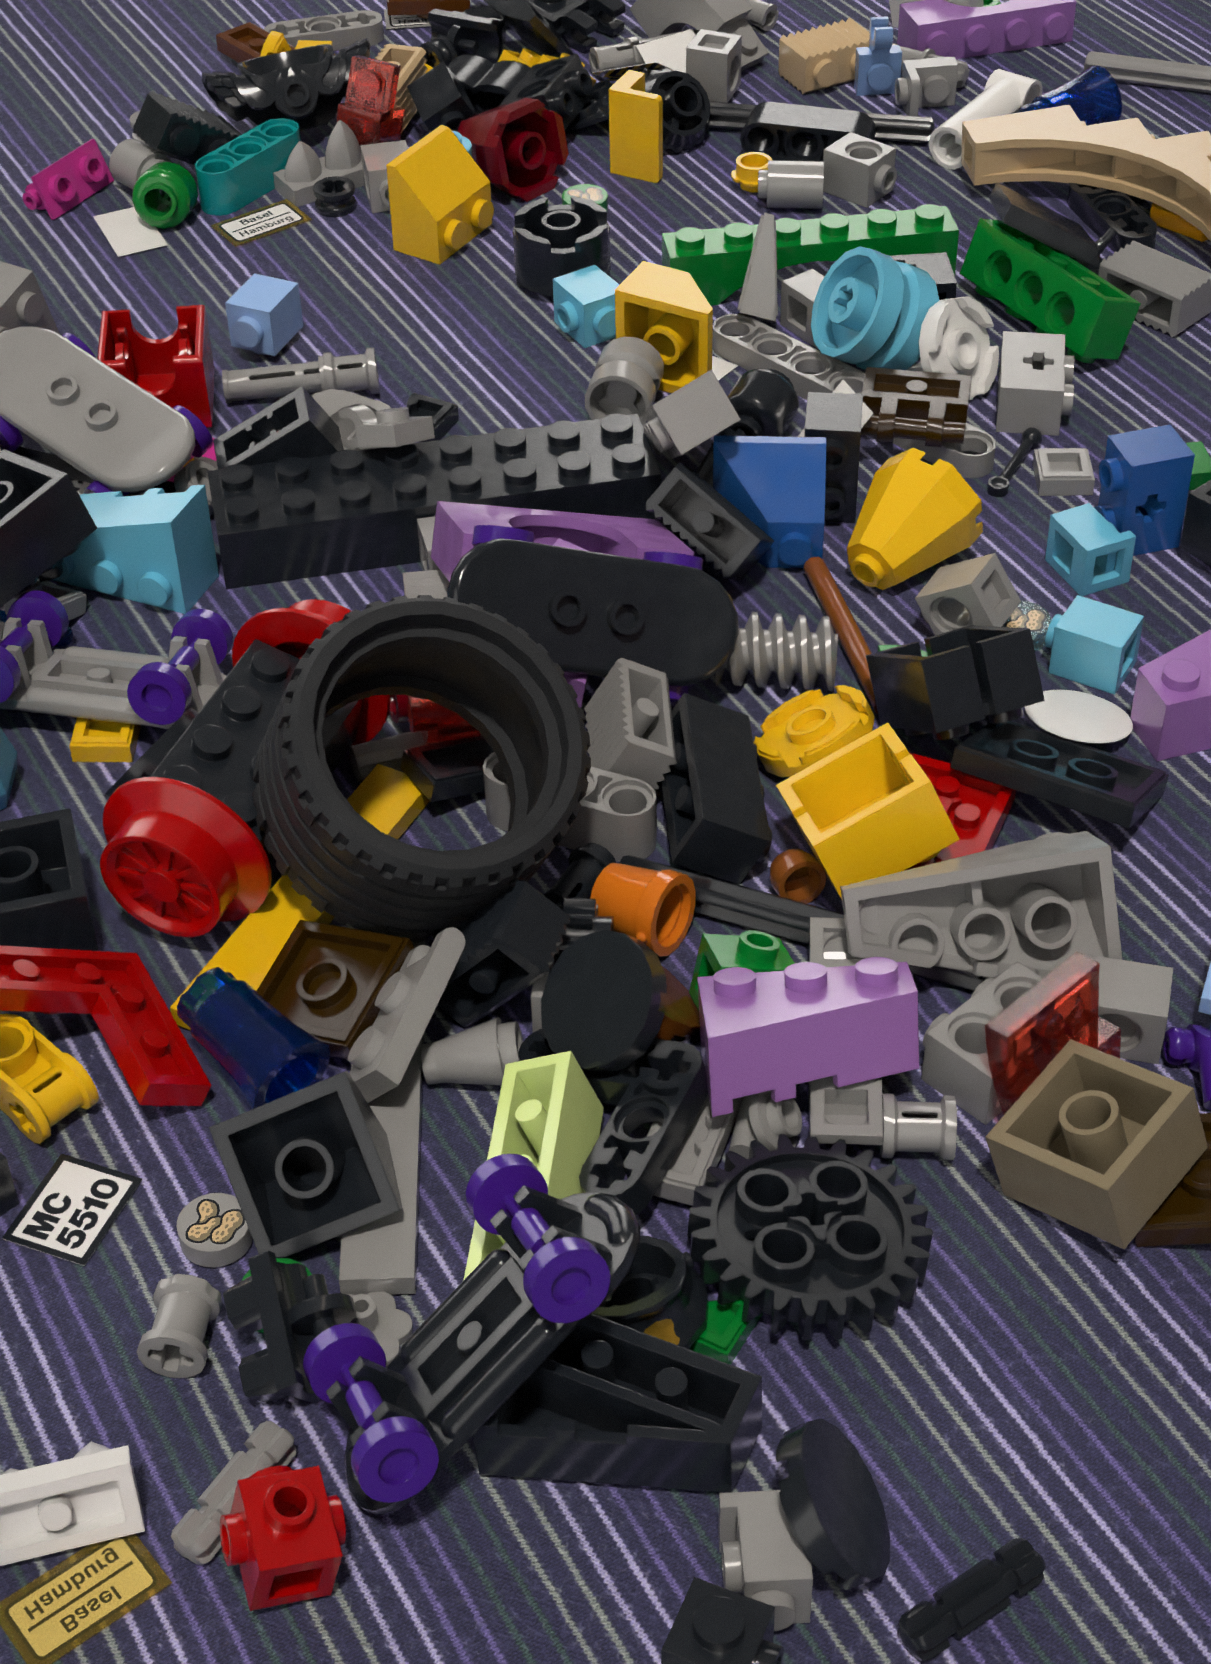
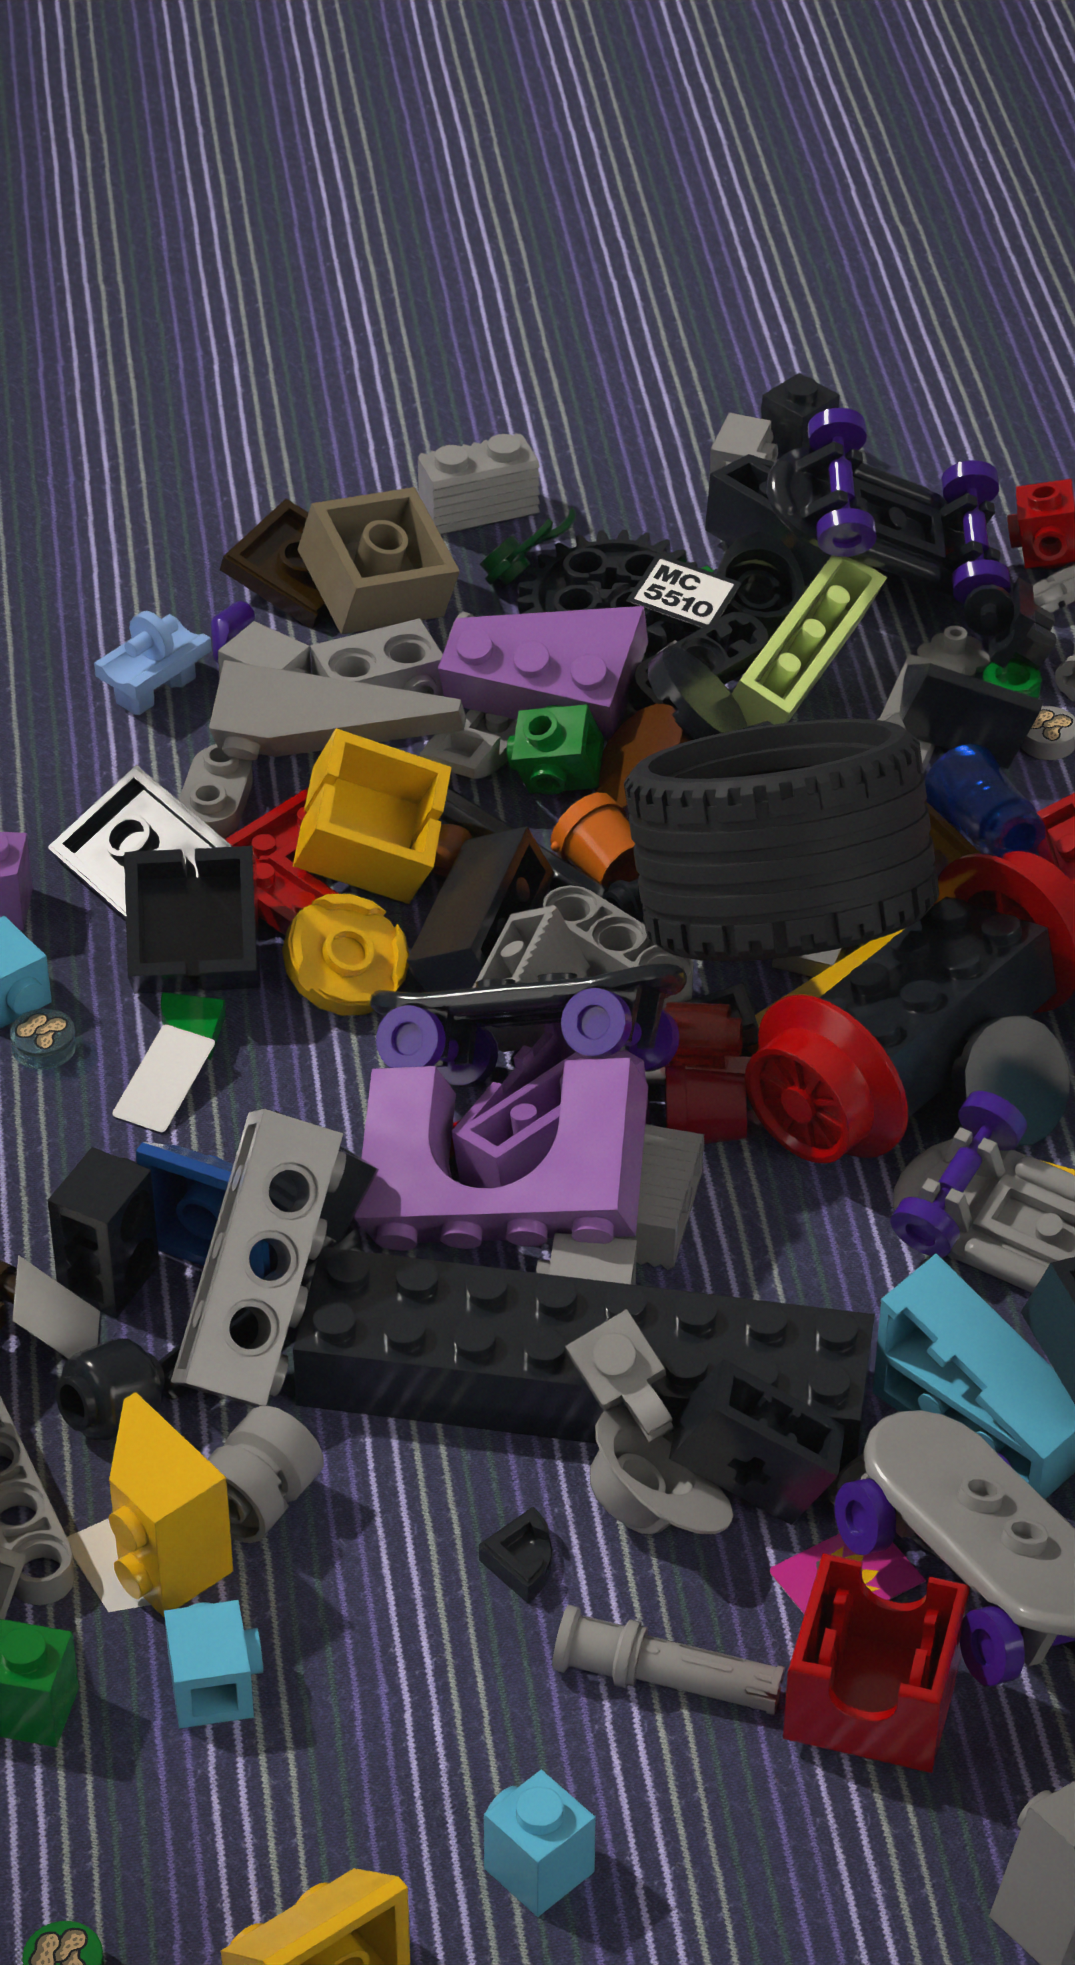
camera: 160 degrees left, 0 degrees up
(264, 314) = (684, 1775): light blue brick -> none
(340, 276) = (538, 1842): none -> medium azure brick
(558, 242) = (188, 1775): black brick -> none
(710, 1215) = (683, 591): none -> sticker
(784, 653) = (317, 1046): light grey piece -> none
(833, 1504) = (693, 446): black tile -> none
(841, 621) = (224, 1072): dark orange bar -> none
(896, 622) = (163, 1078): none -> white sticker
(912, 520) = (65, 1117): yellow cone -> none
(952, 1266) = (509, 557): none -> dark green plate
(968, 595) = (95, 1035): light grey brick -> none
(971, 1599) = (626, 427): black axle -> none
(1042, 1022) = (360, 607): clear red slope -> none
(1080, 717) = (77, 926): white sticker -> none
(1082, 1362) = (479, 483): none -> light grey brick

